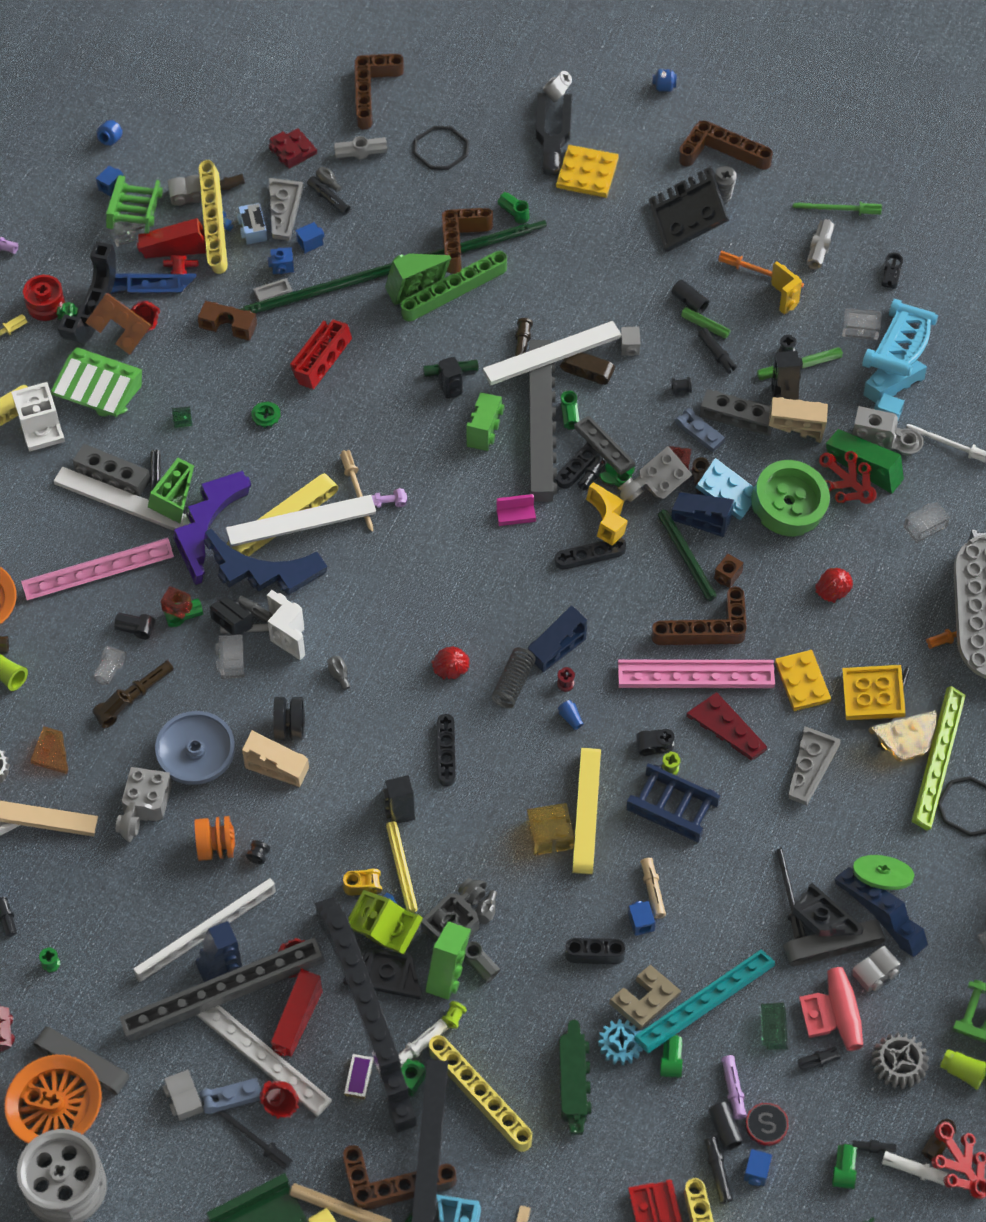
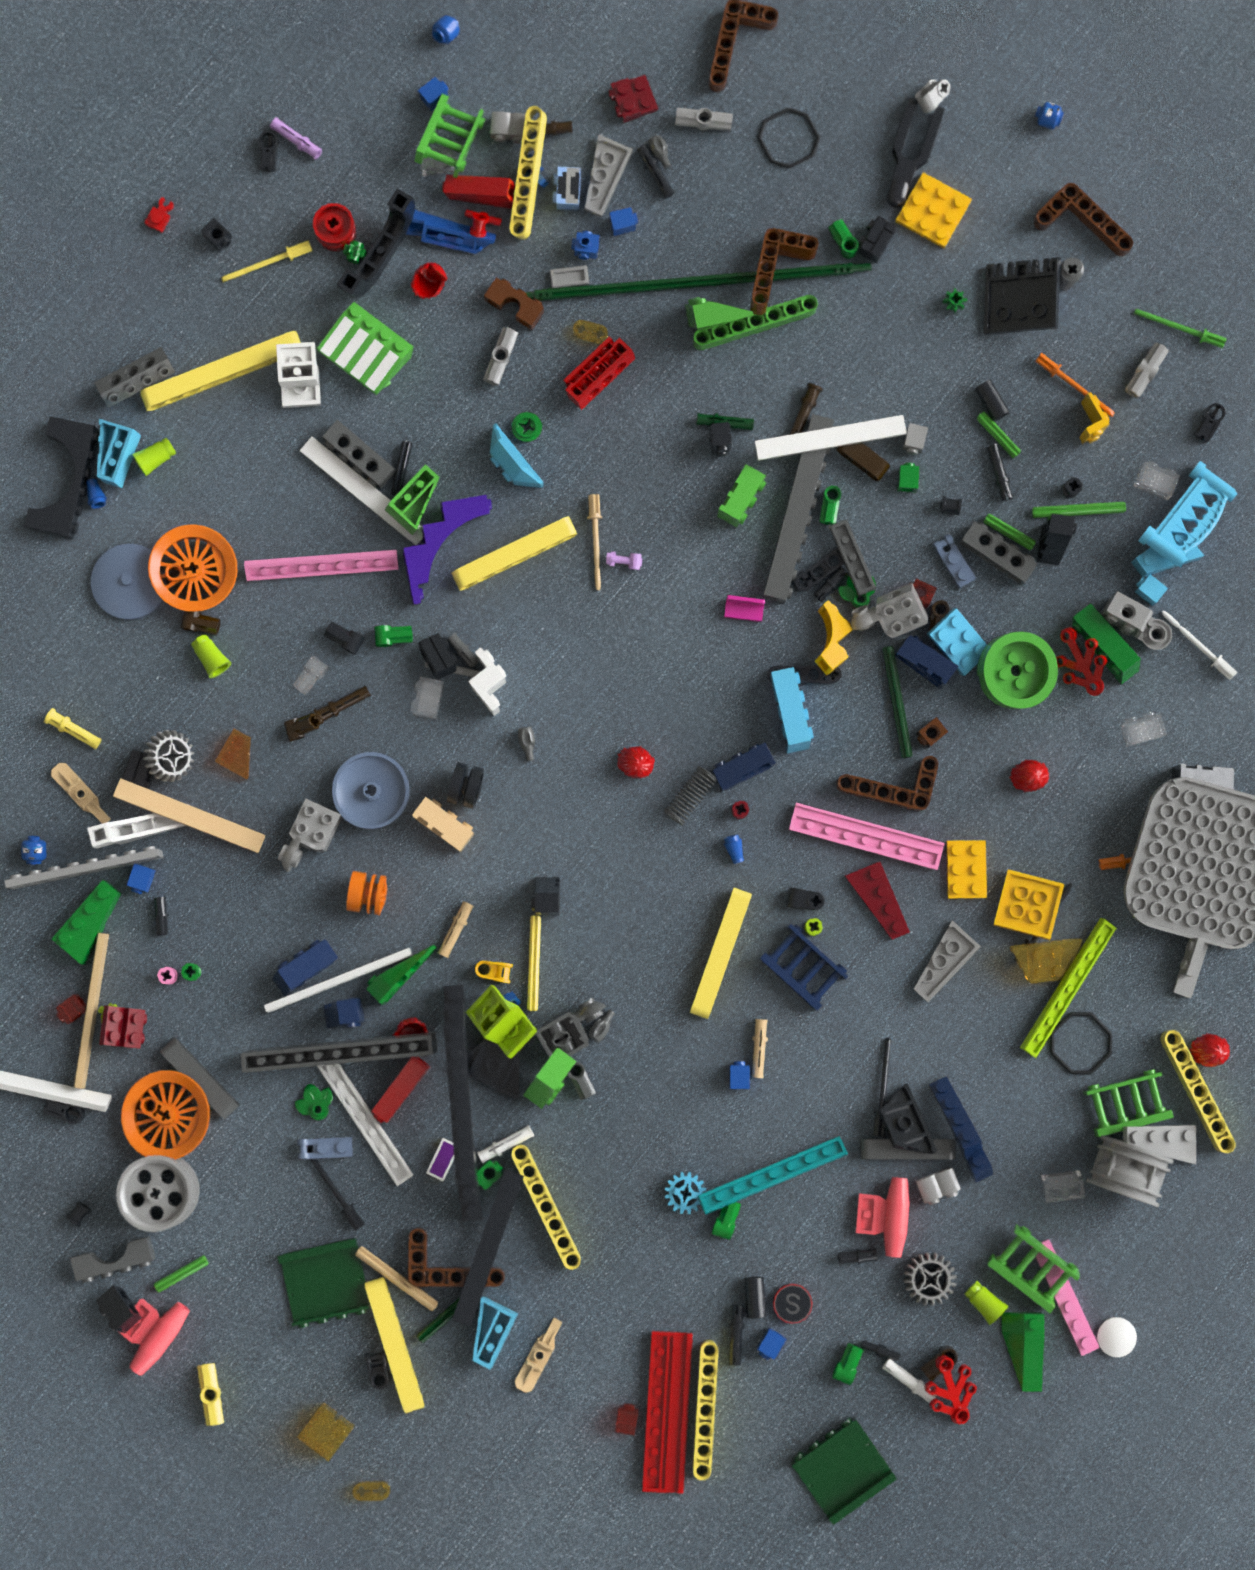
camera: 10 degrees right, 25 degrees up
(25, 969) = (162, 978): none -> bright pink bush
(134, 325) = (416, 290): dark orange plate -> none
(165, 924) = (304, 966): none -> dark blue wedge
(173, 596) = (383, 624): clear red brick -> none
(182, 417) = (442, 409): clear green tile -> none
(183, 1095) = (282, 1136): light grey brick -> none
(207, 1053) = (312, 1100): none -> green plate
(226, 363) = (497, 367): none -> light grey piece
(258, 852) = (405, 914): black wheel -> none
(261, 443) = (511, 462): none -> medium azure wedge
(261, 915) = (390, 981): none -> green wedge
(279, 1099) = (366, 1167): red hair -> none
(289, 574) = (477, 617): dark blue arch -> none
(300, 520) = (530, 567): white tile -> none
(304, 327) = (591, 327): none -> clear yellow beam
(315, 847) = (455, 929): none -> tan pin
(446, 750) = (603, 851): black beam -> none
(454, 1014) = (536, 1127): lime bush -> none
(544, 200) = (877, 239): none -> black brick
(550, 824) = (680, 963): clear yellow piece -> none
(573, 1078) = (632, 1216): dark green hinge -> none
(585, 956) = (697, 1098): black beam -> none
(588, 581) = (791, 709): none -> medium azure wedge
(629, 230) = (958, 297): none -> green gear
(634, 373) = (908, 478): none -> green brick
(660, 995) = (711, 1170): dark tan plate -> none
(735, 1095) = (773, 1262): lavender pin -> none
(744, 394) = (1009, 531): none -> bright green axle
(774, 1026) = (827, 1215): clear green hinge -> none
(799, 416) = (1054, 581): tan wedge -> none
(883, 872) = (980, 1108): bright green piece -> none

